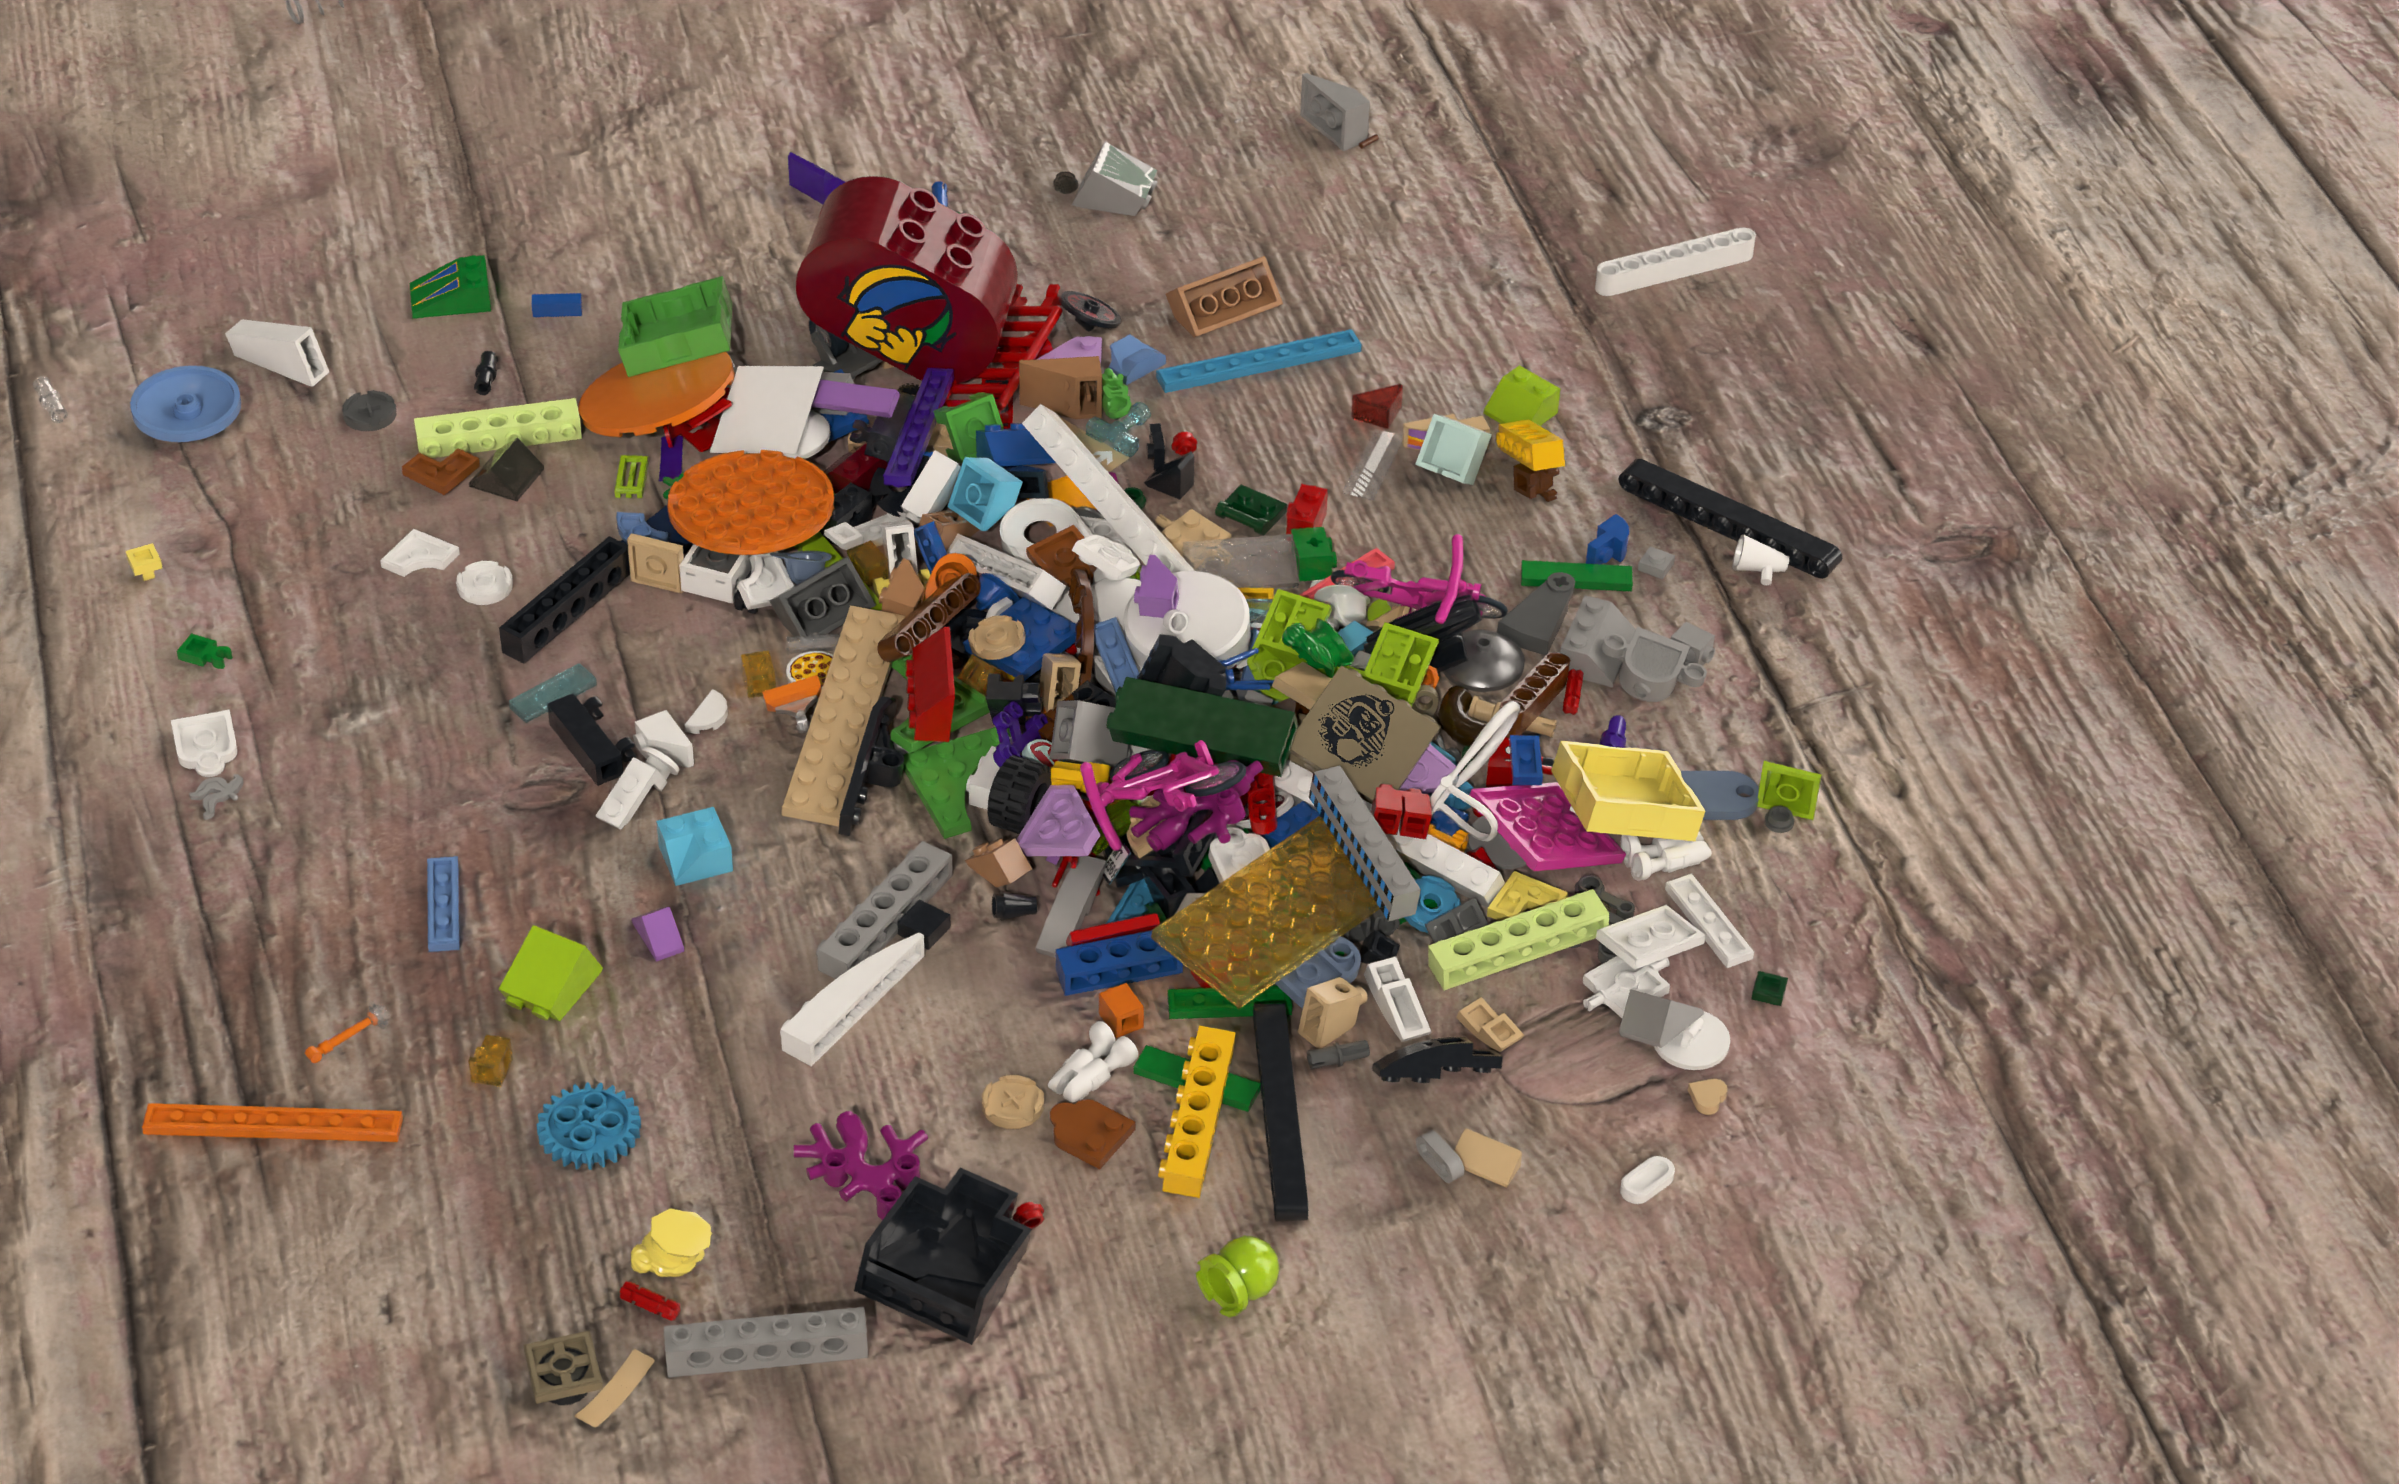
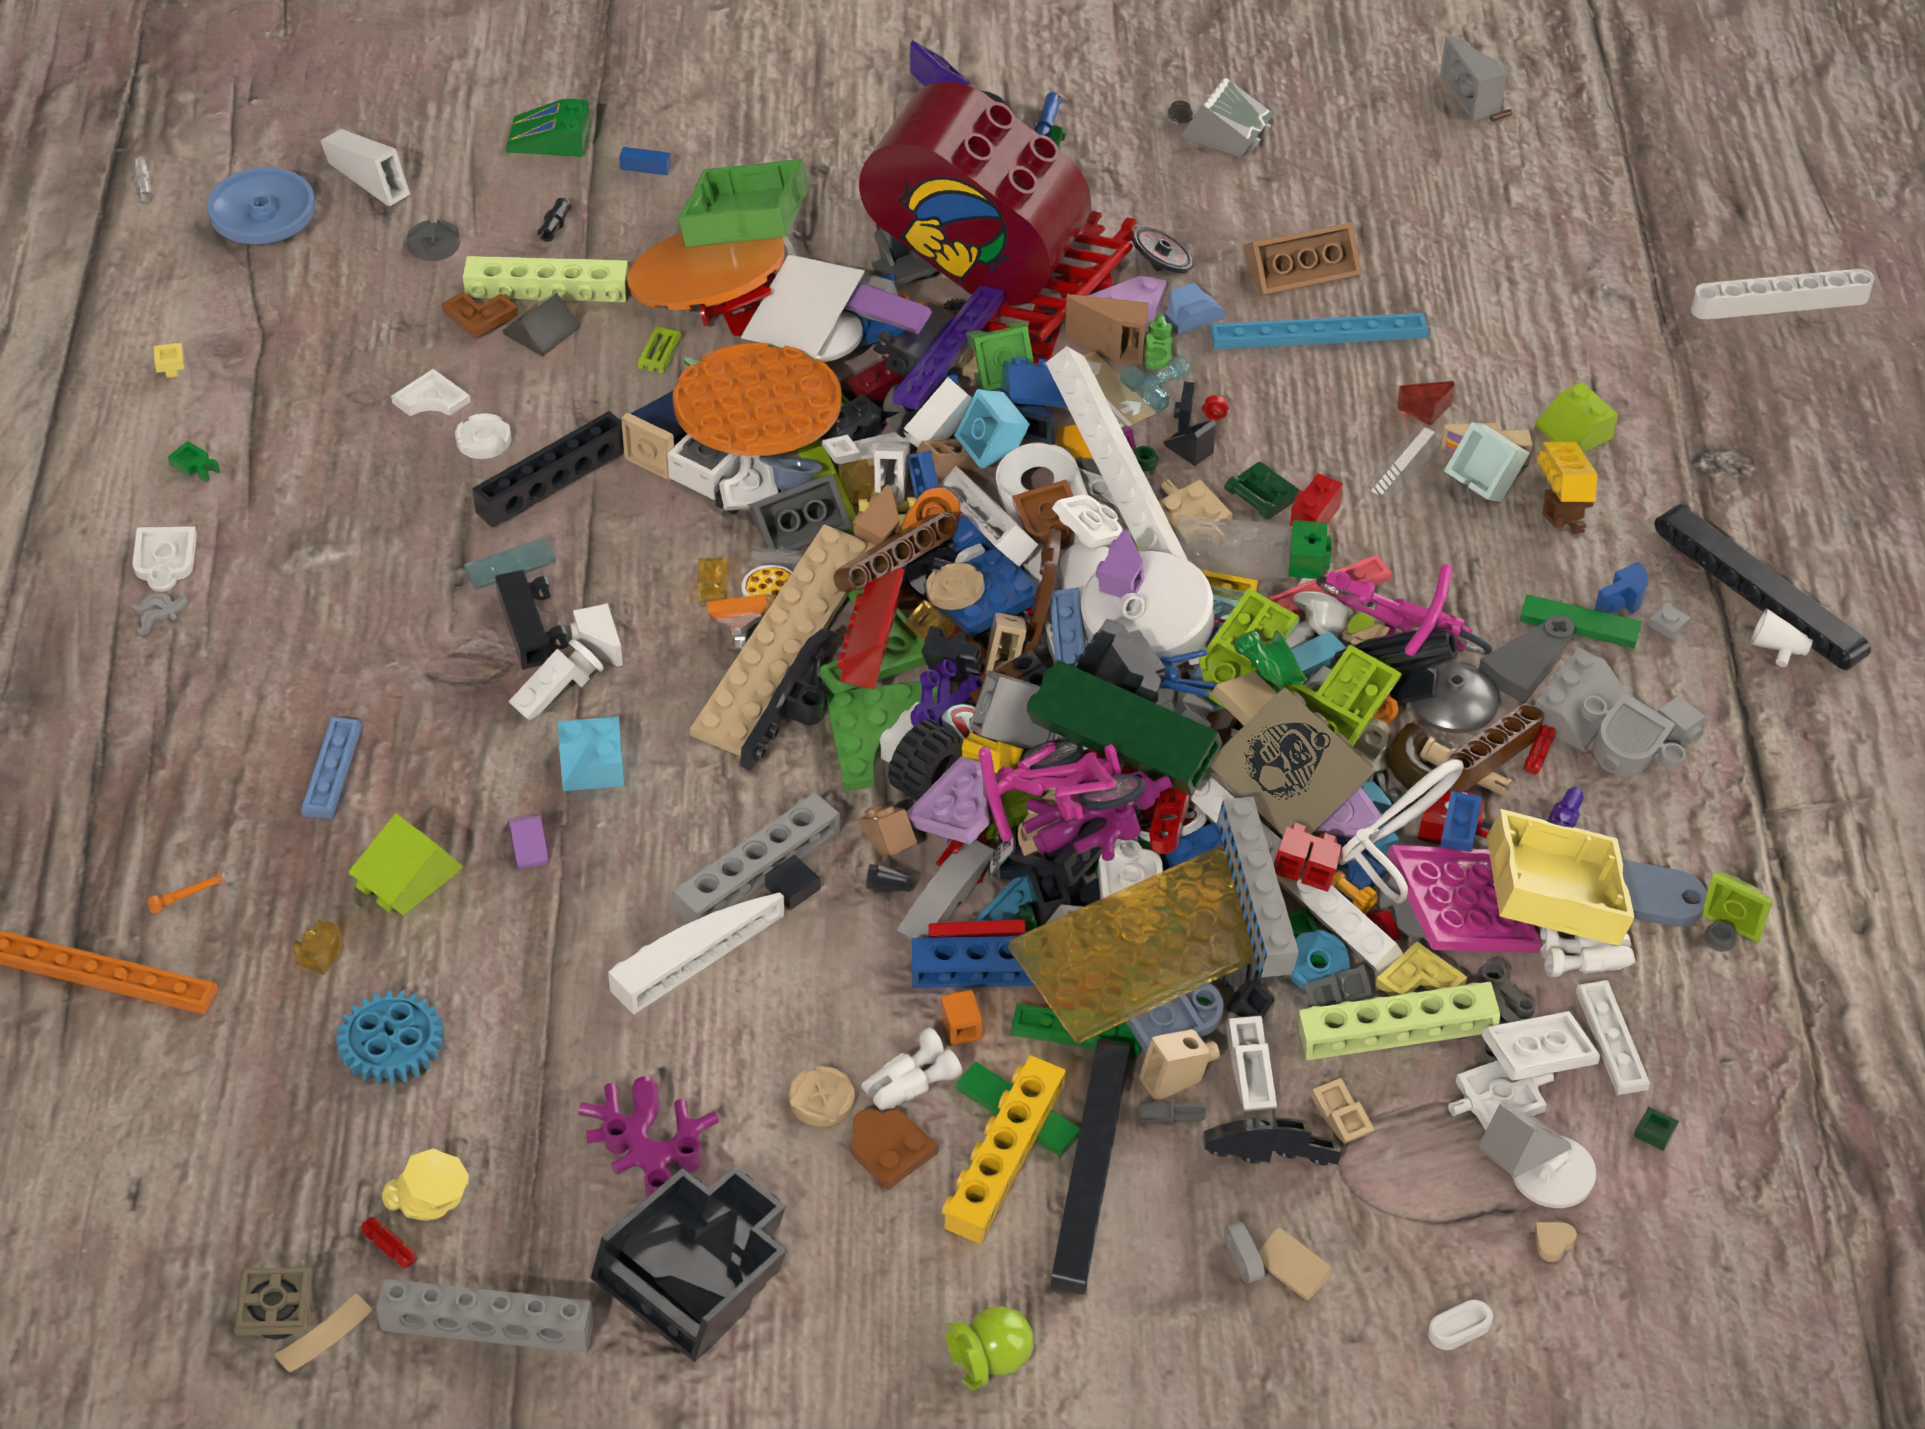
camera: 15 degrees right, 5 degrees up
(636, 524) = (642, 405): medium blue tile -> none
(671, 458) = (704, 338): dark purple sticker -> none
(709, 714) = (653, 614): white tile -> none
(1029, 1214) = (796, 1229): red plate -> none

